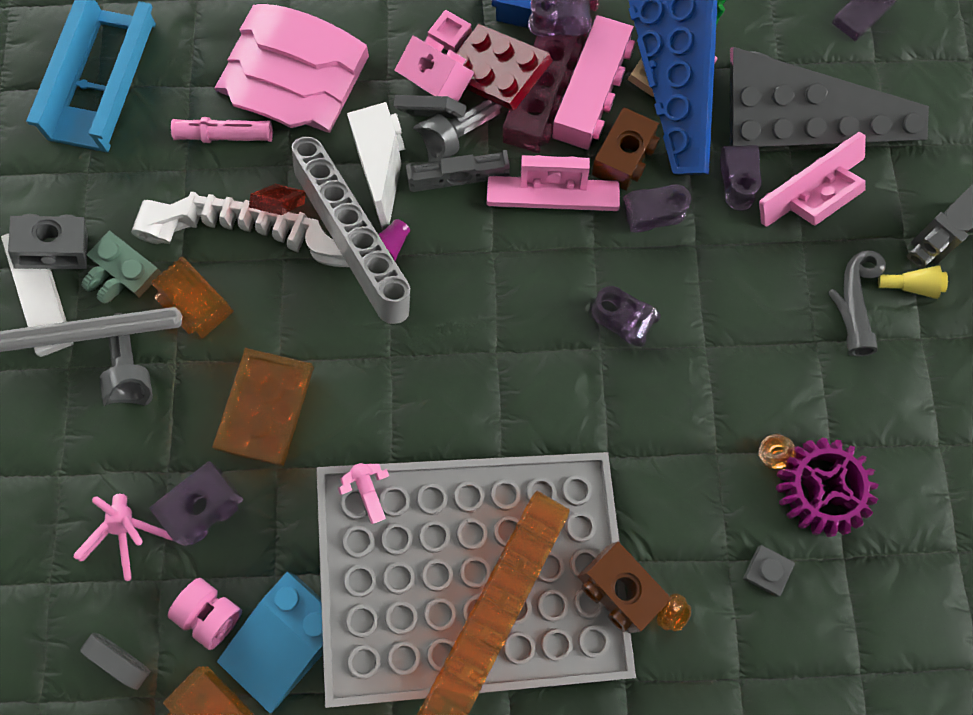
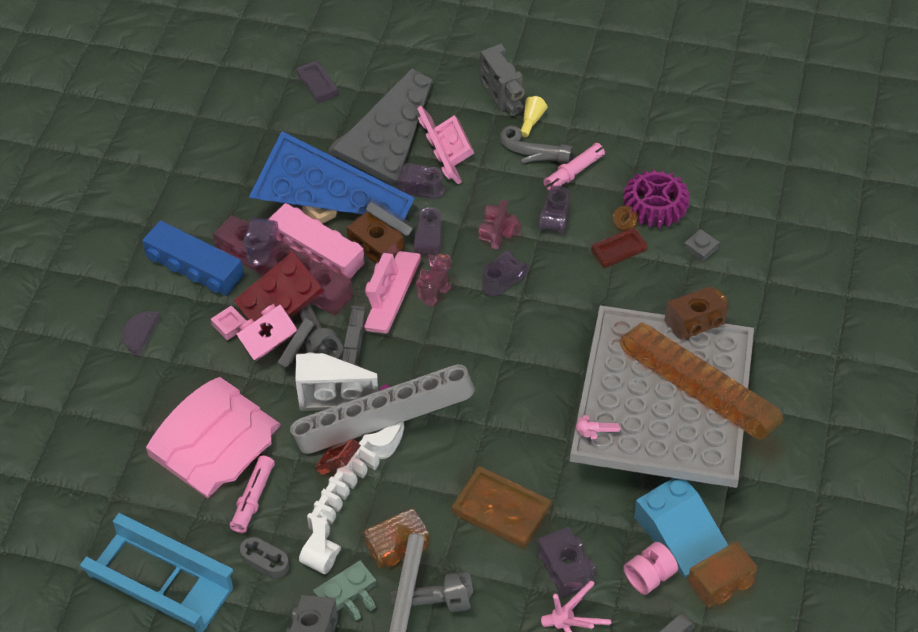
camera: 75 degrees left, 20 degrees down
(141, 168) = (261, 561): none -> dark grey beam
(579, 233) = (434, 279): none -> clear pink animal
(660, 151) = (389, 217): none -> dark grey tile
(703, 293) = (501, 225): none -> clear pink hips
(724, 456) = (619, 247): none -> clear red tile
(744, 354) = (555, 210): none -> clear purple piece
(829, 353) = (567, 172): none -> bright pink pin

